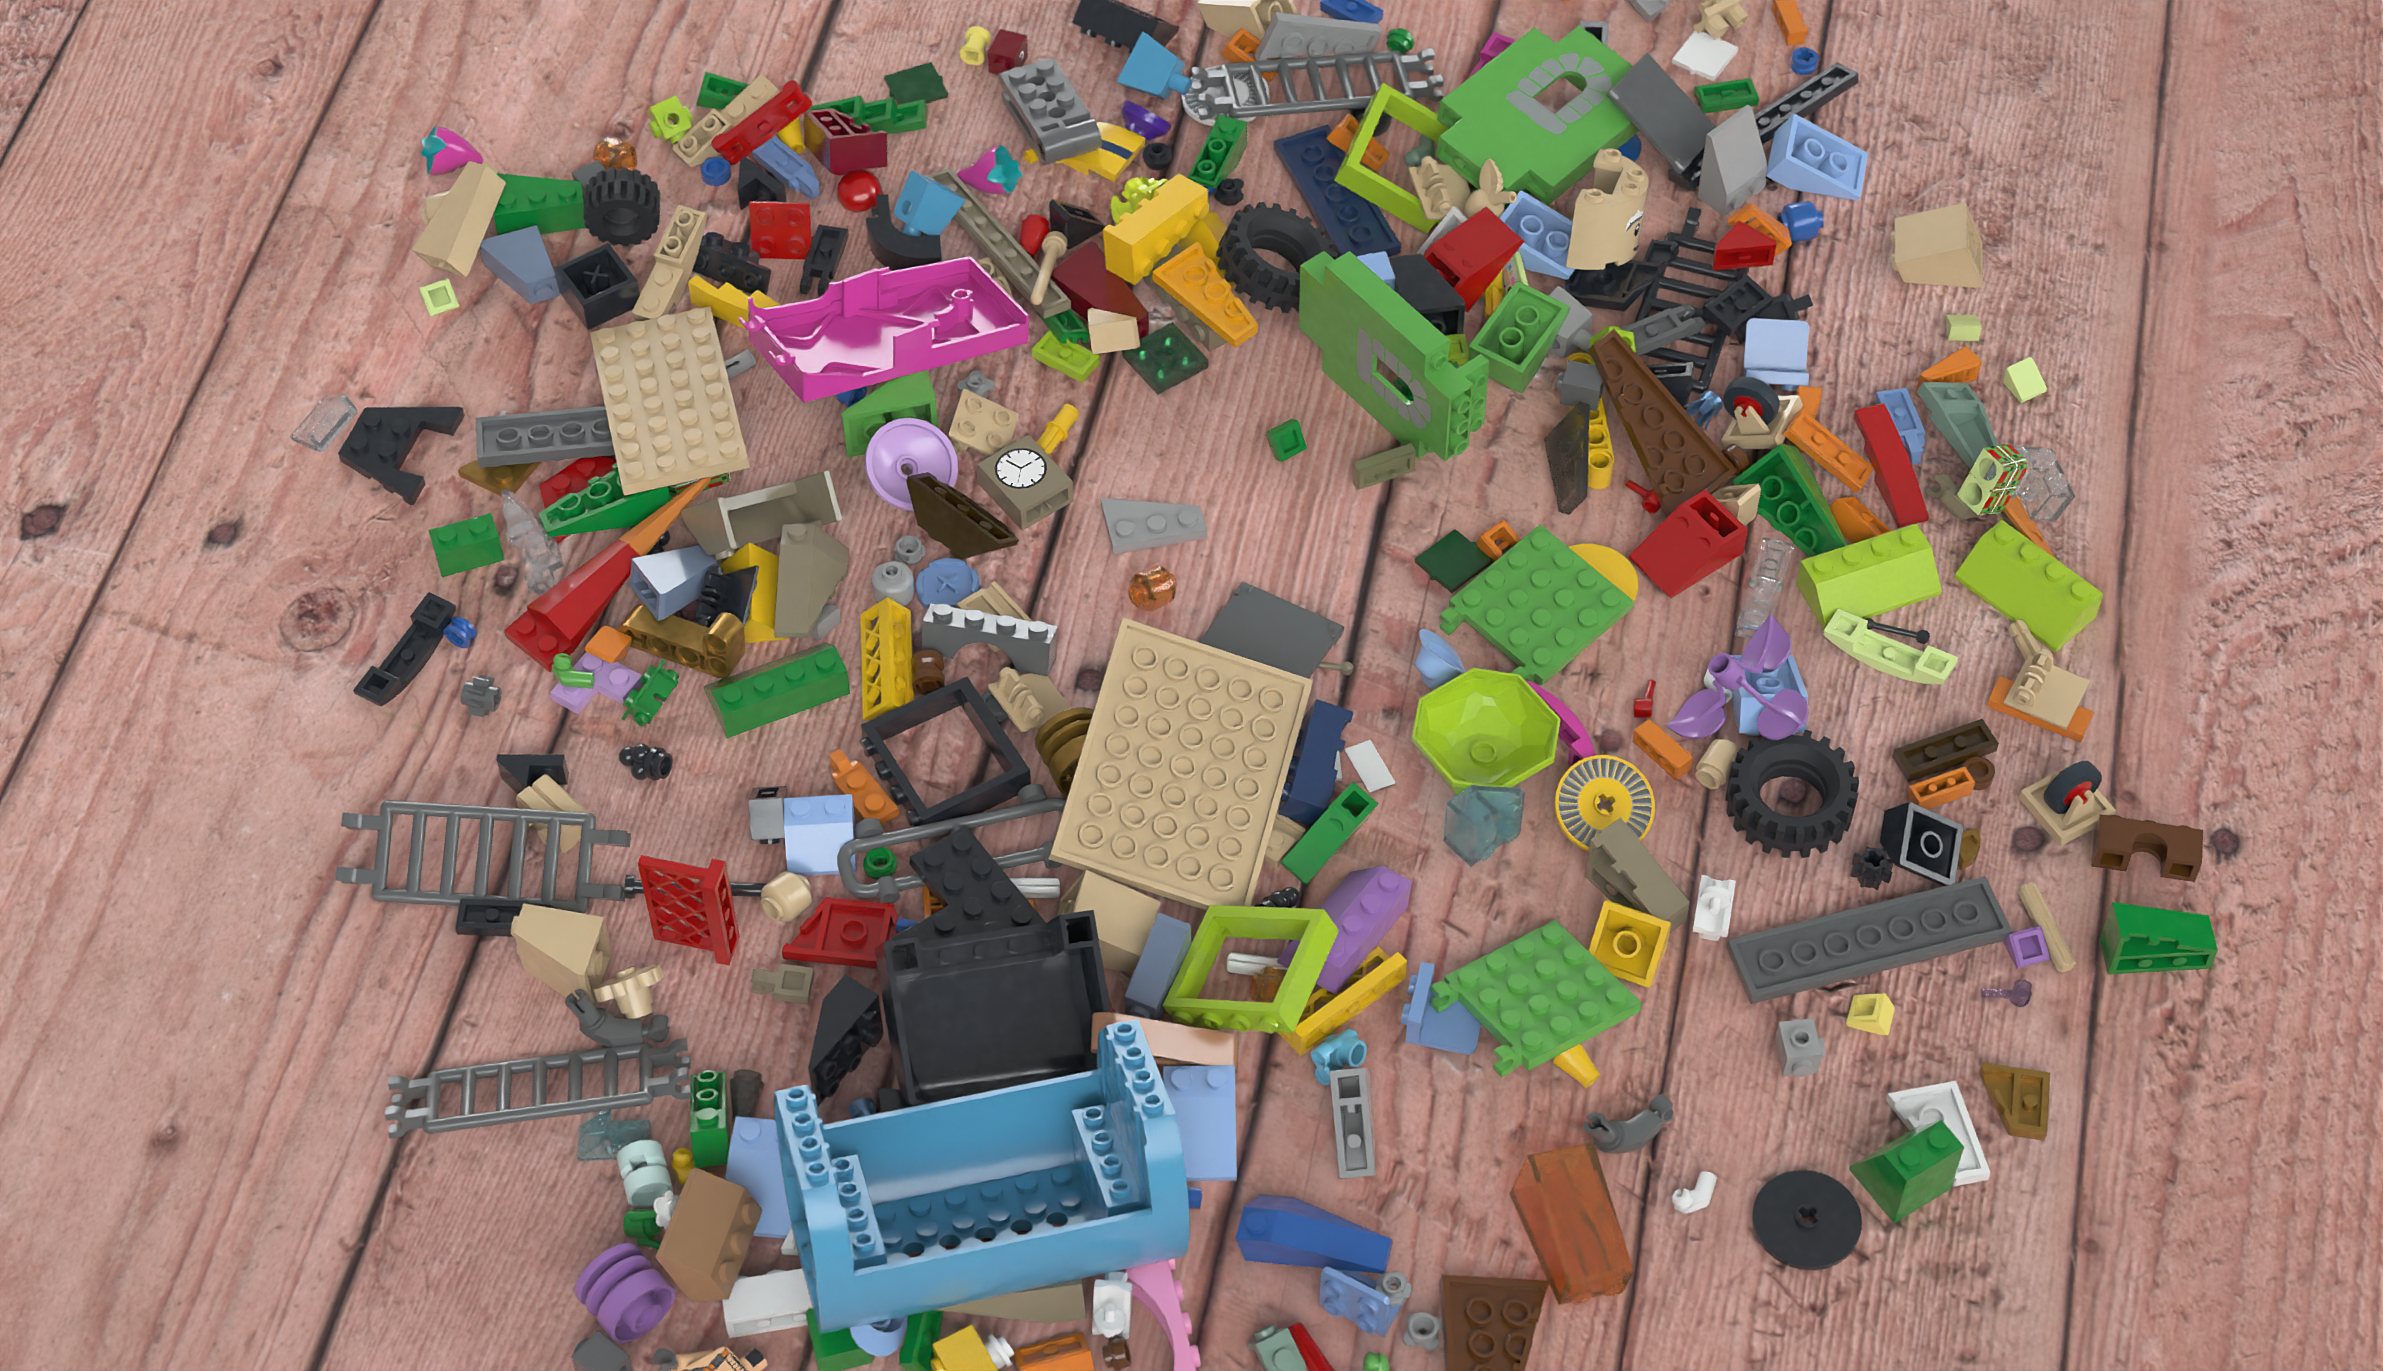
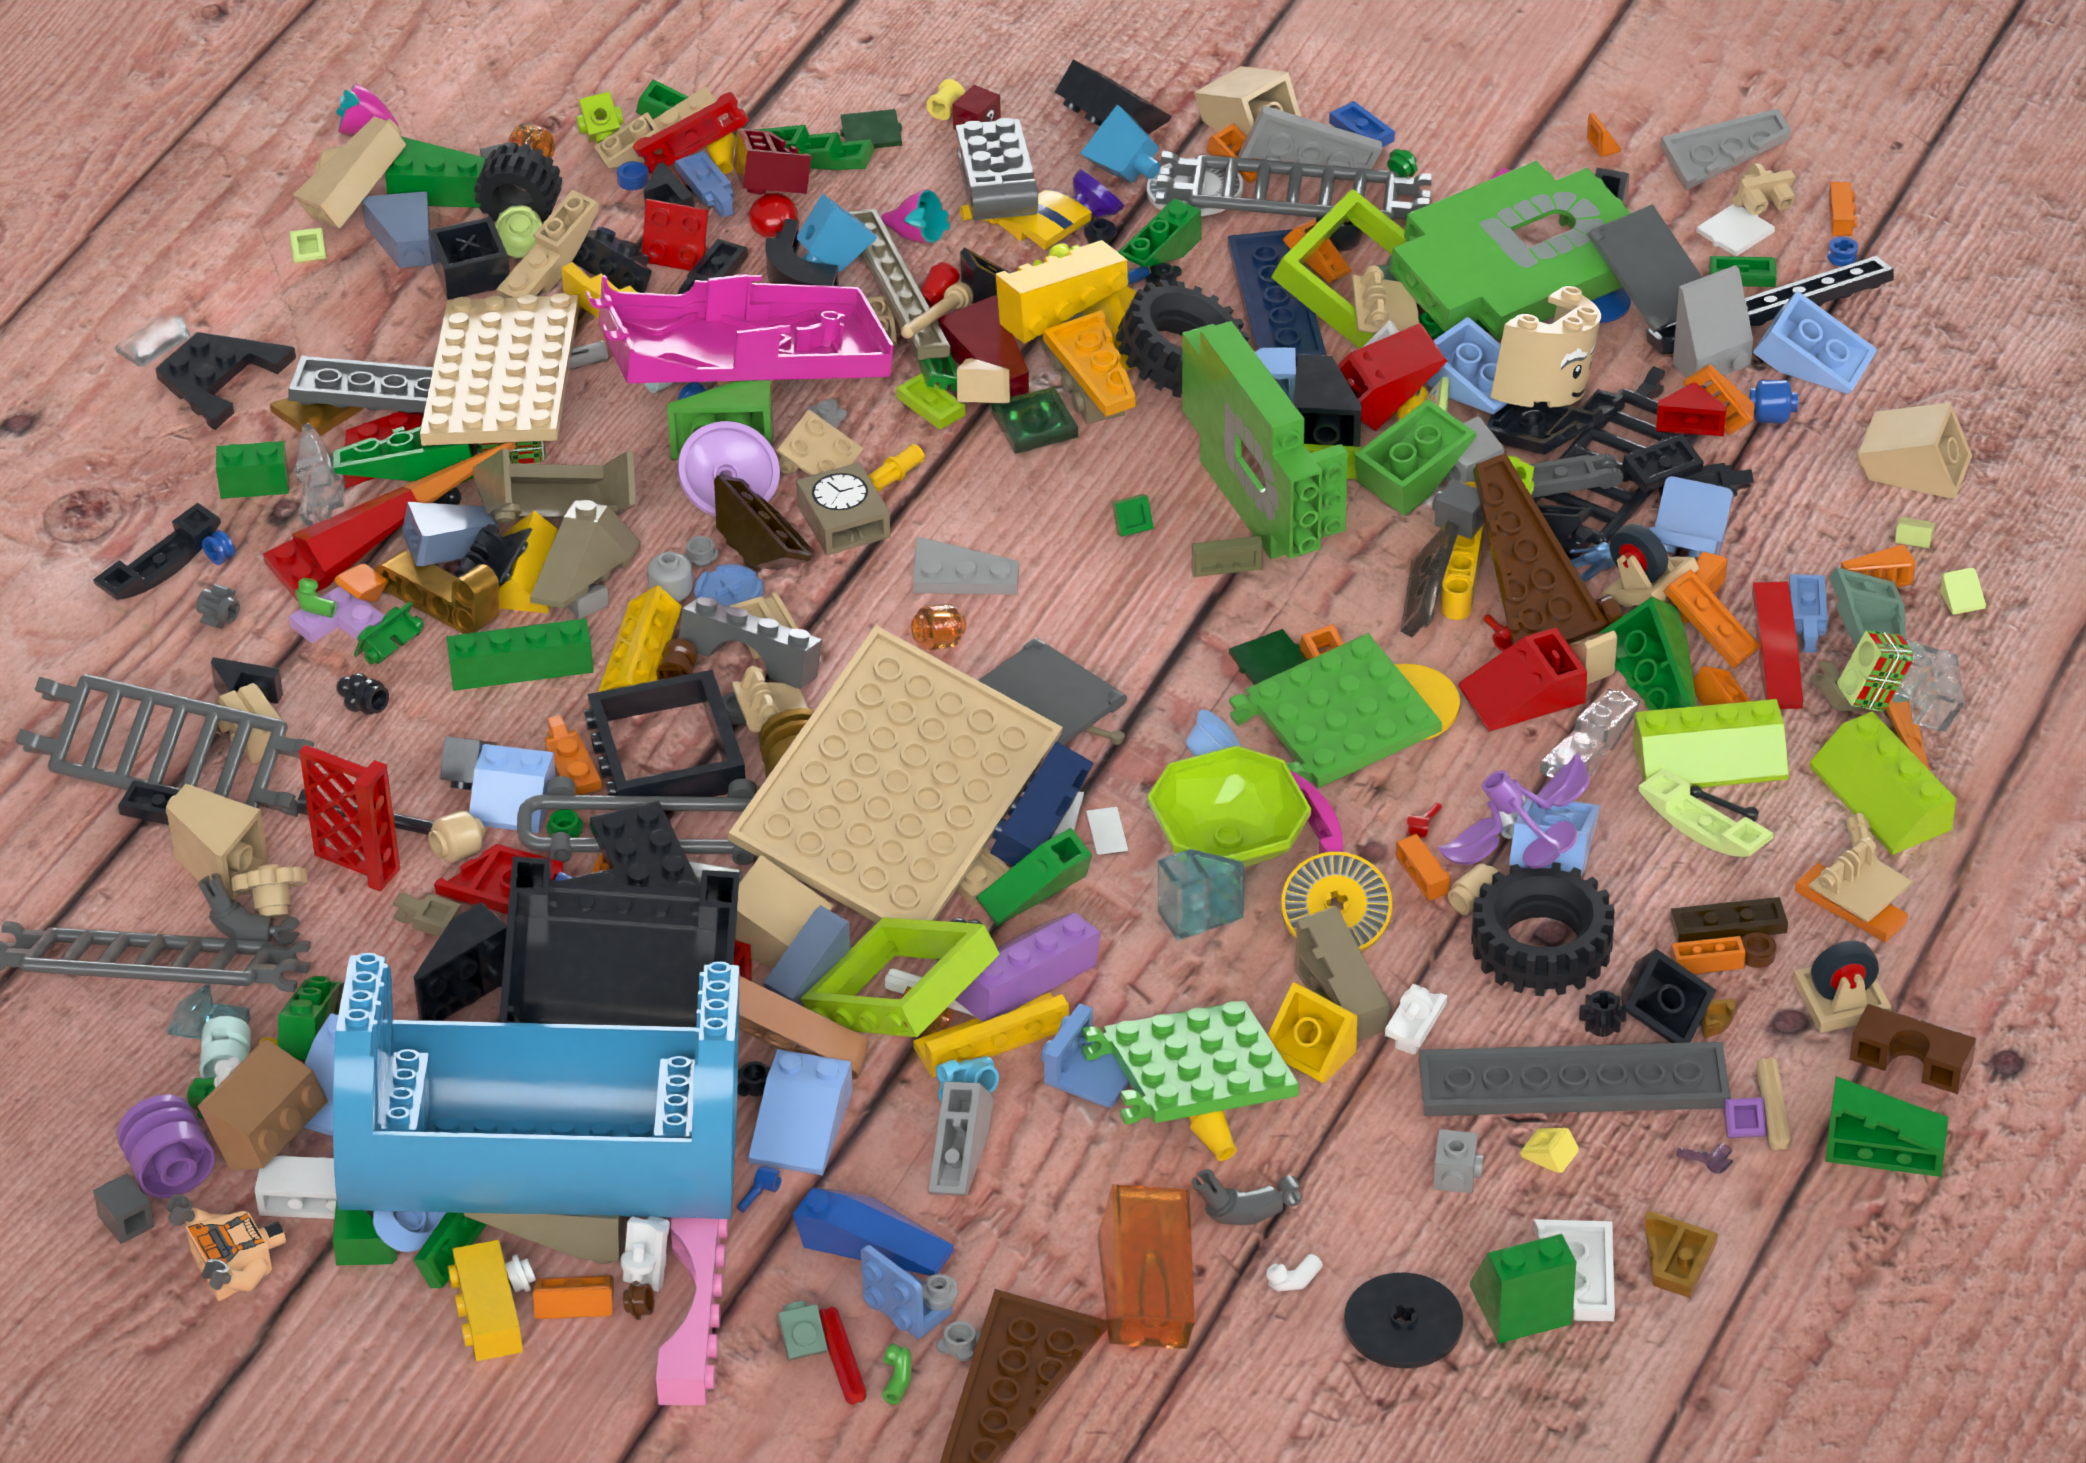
camera: 15 degrees right, 10 degrees down
(635, 249) = (516, 229): none -> yellowish green hair
(1490, 192) = (1431, 313): tan piece -> none

